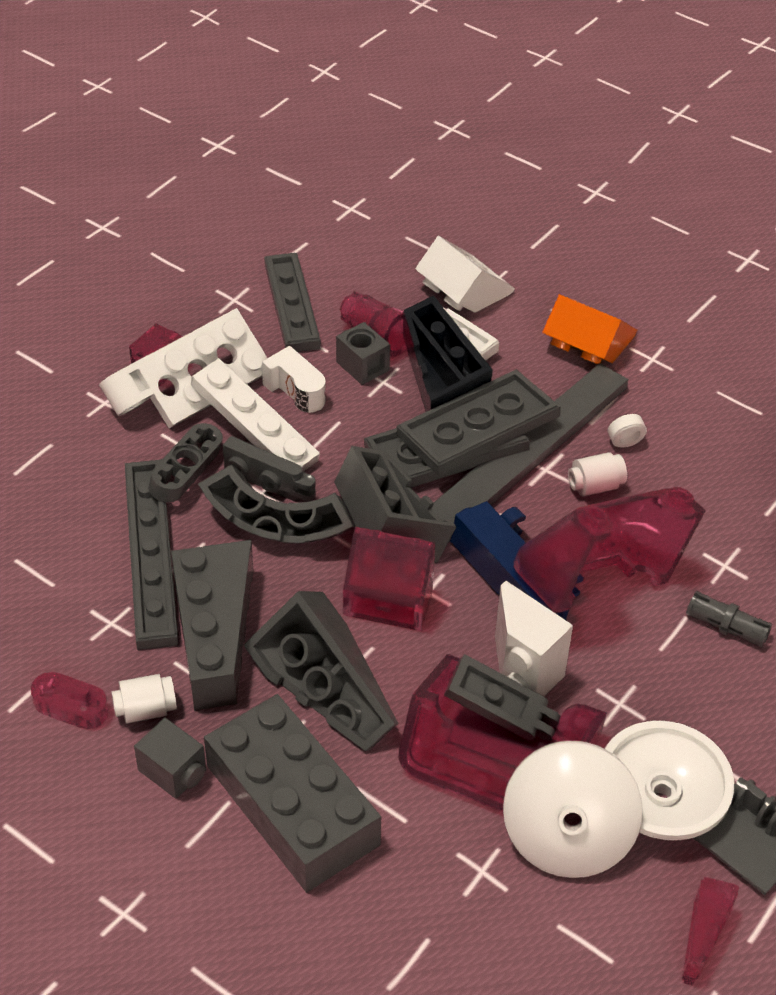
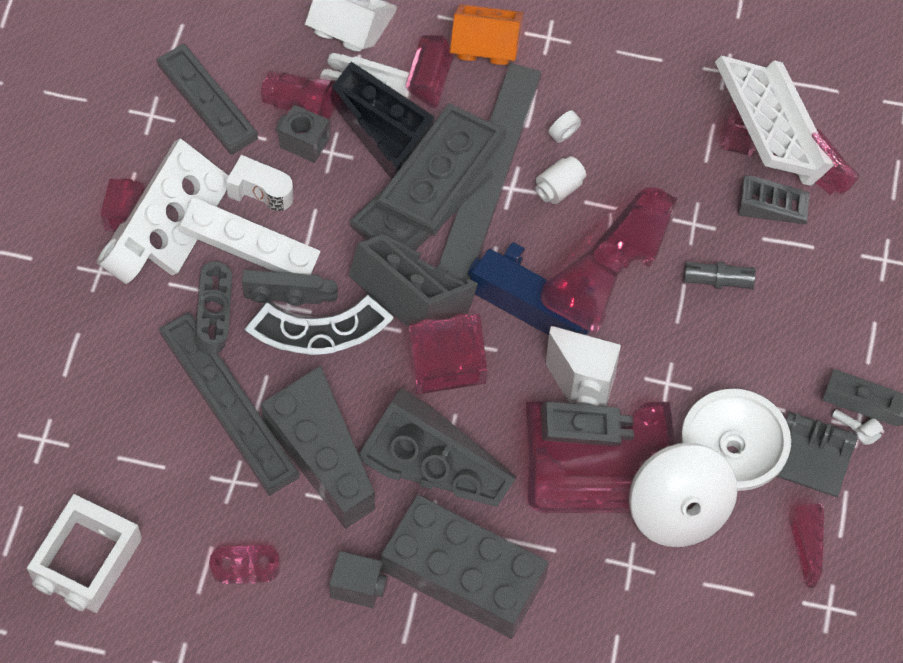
camera: 25 degrees left, 15 degrees up
(144, 698) = (306, 538): white brick -> none
(516, 342) = (430, 69): none -> clear pink slope

